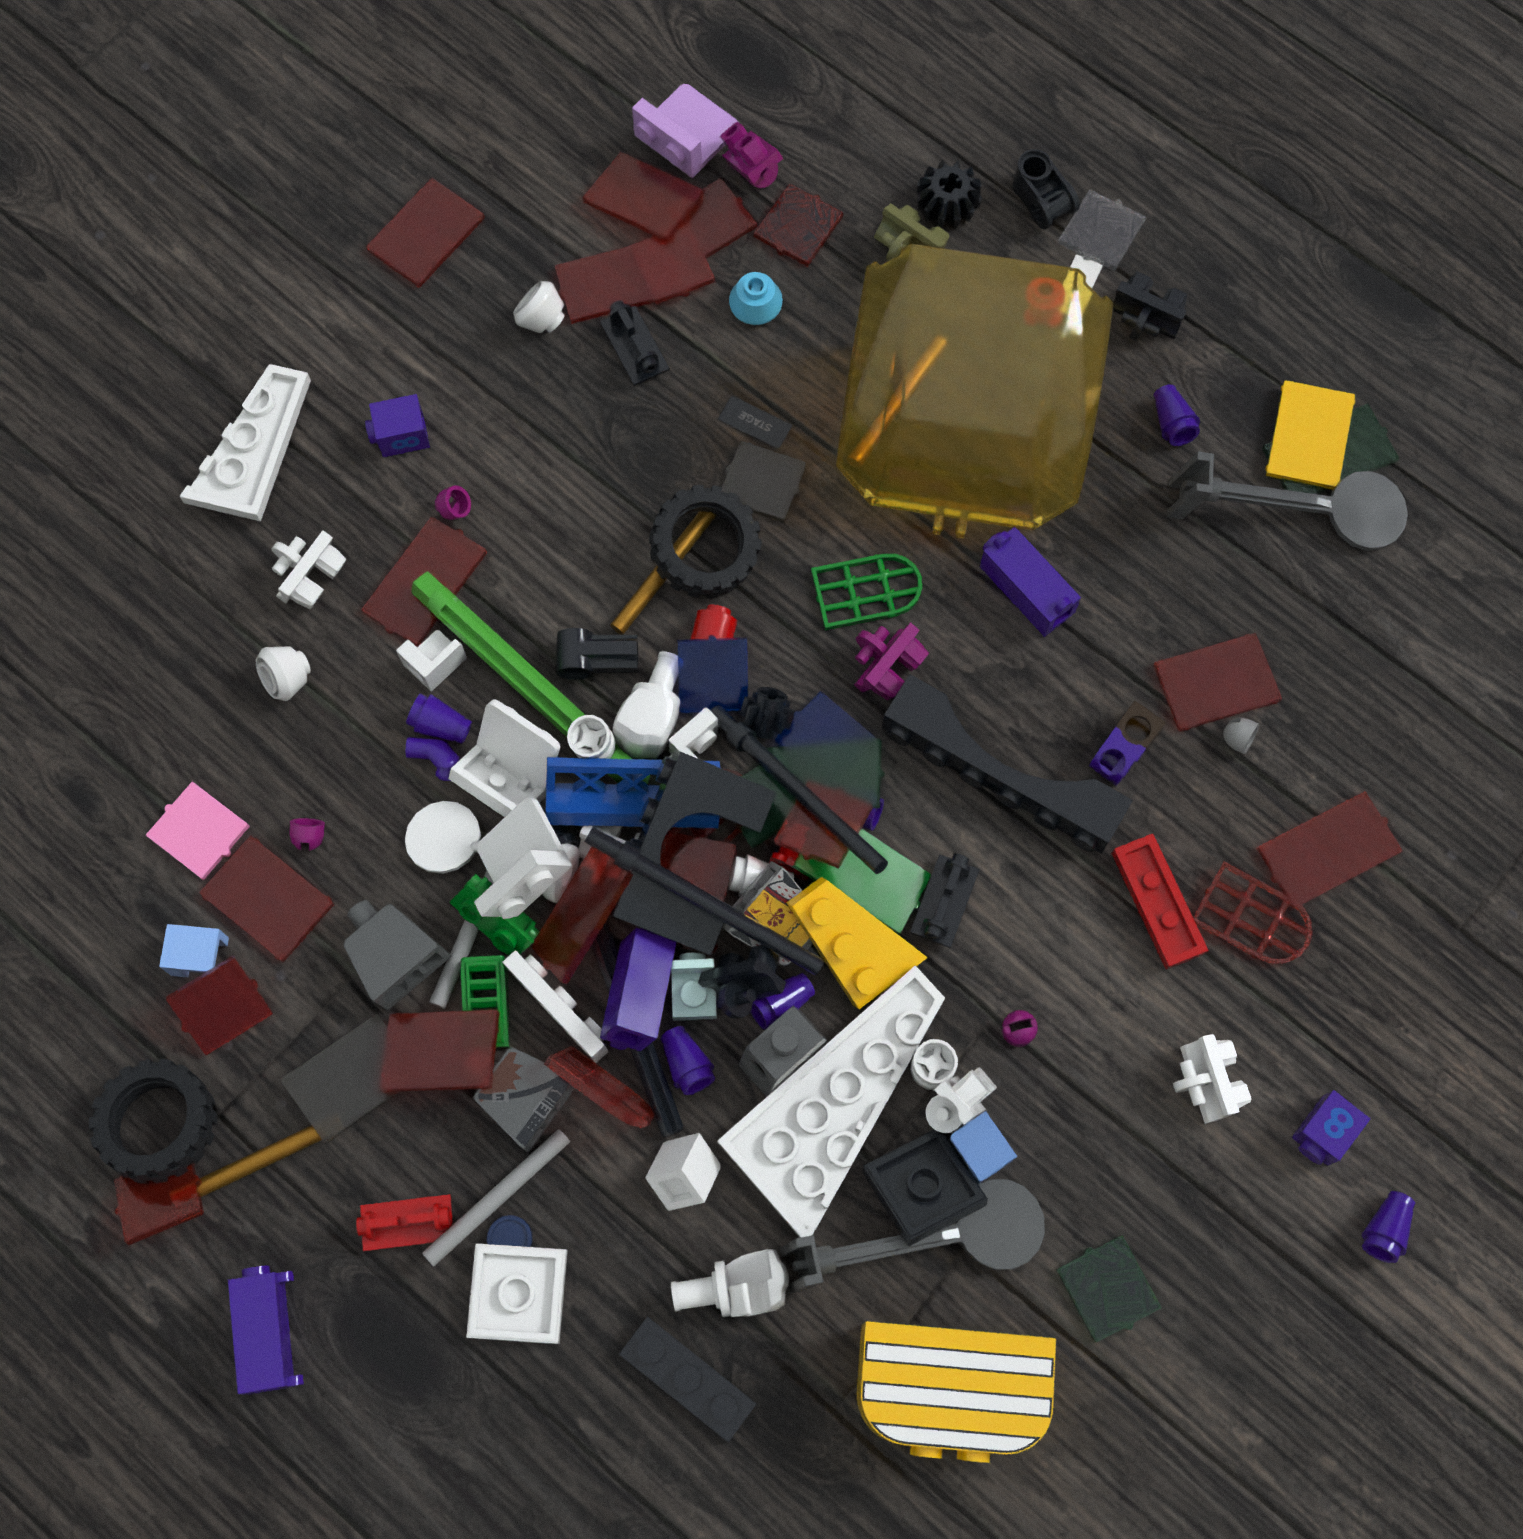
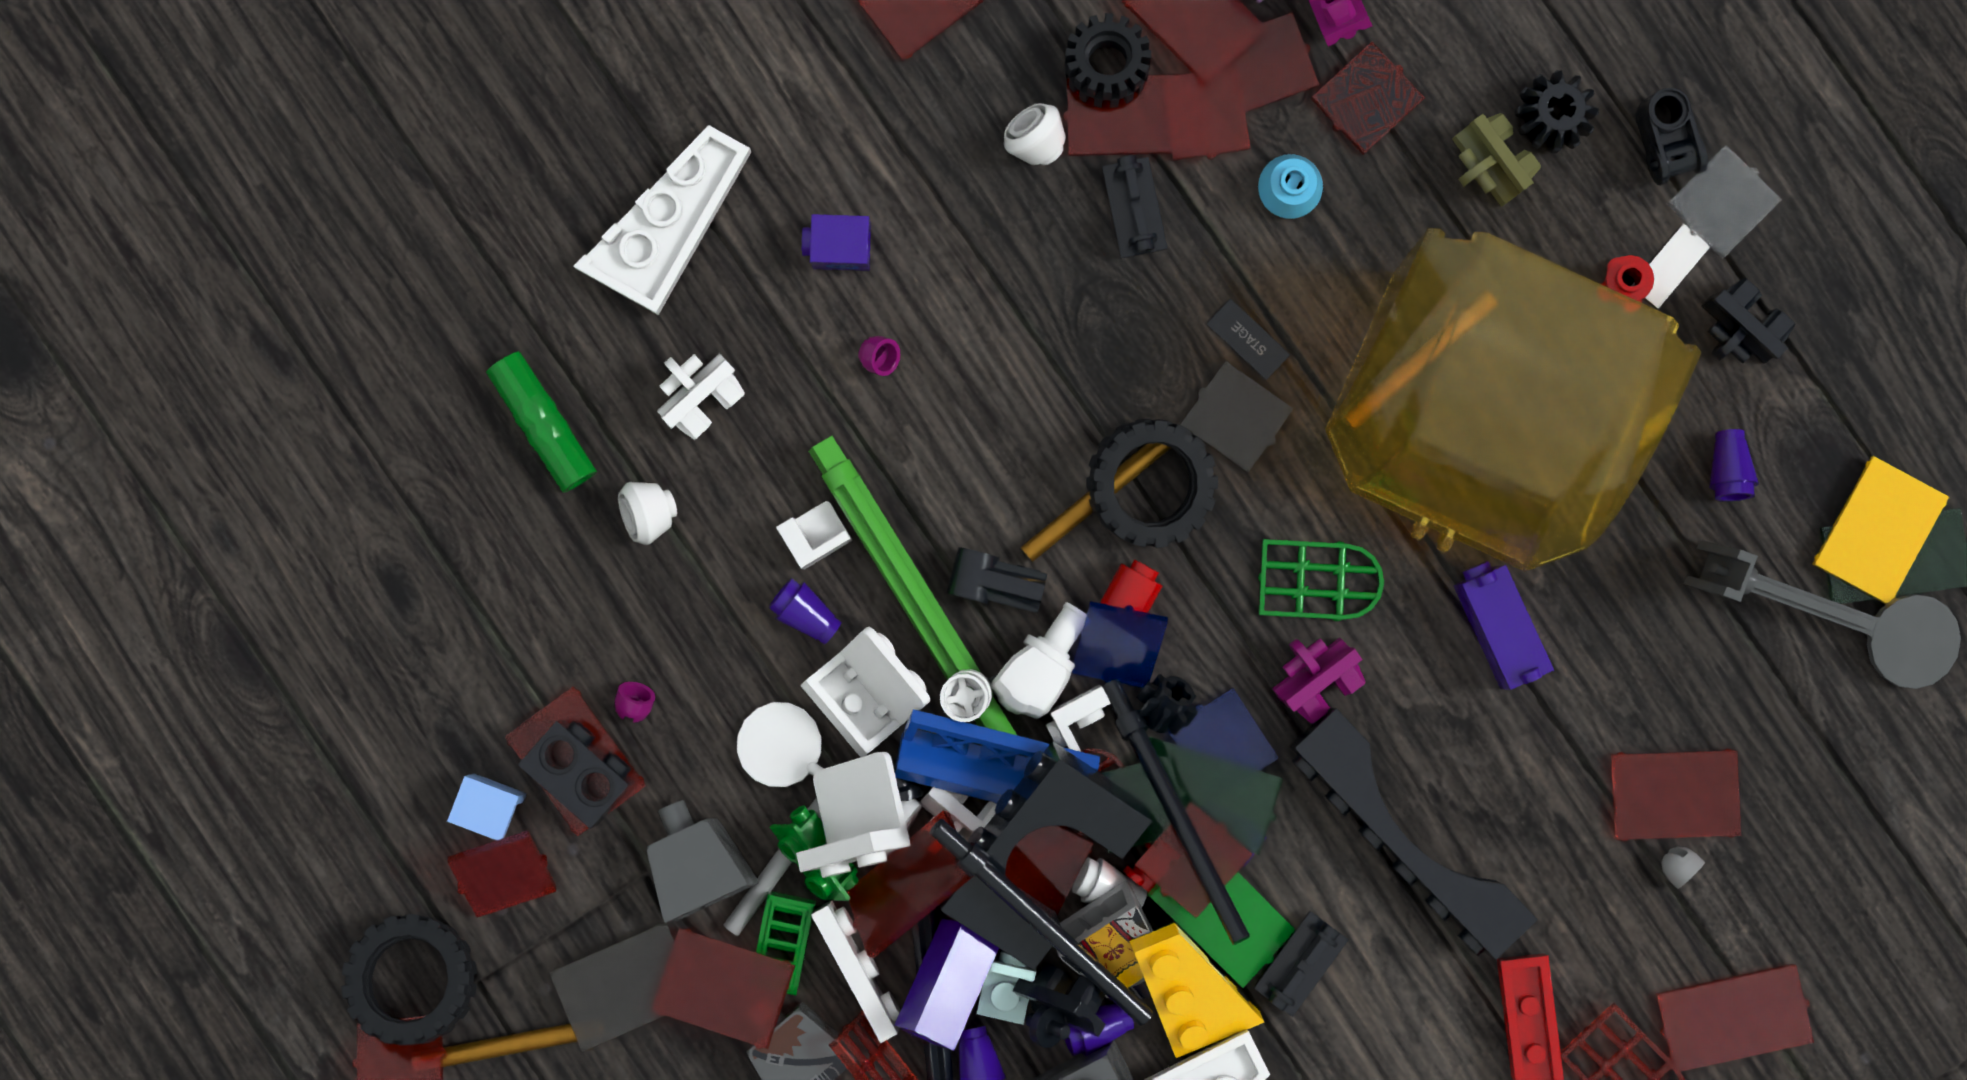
camera: 15 degrees right, 15 degrees up
(178, 625) = (541, 421): none -> green axle
(197, 830) = (516, 664): bright pink piece -> none
(265, 904) = (570, 782): none -> black brick
(436, 751) = (796, 649): dark purple arm -> none
(445, 556) = (843, 408): clear red piece -> none
(579, 225) = (1112, 35): none -> black tyre
(1127, 743) = (1551, 846): leg -> none

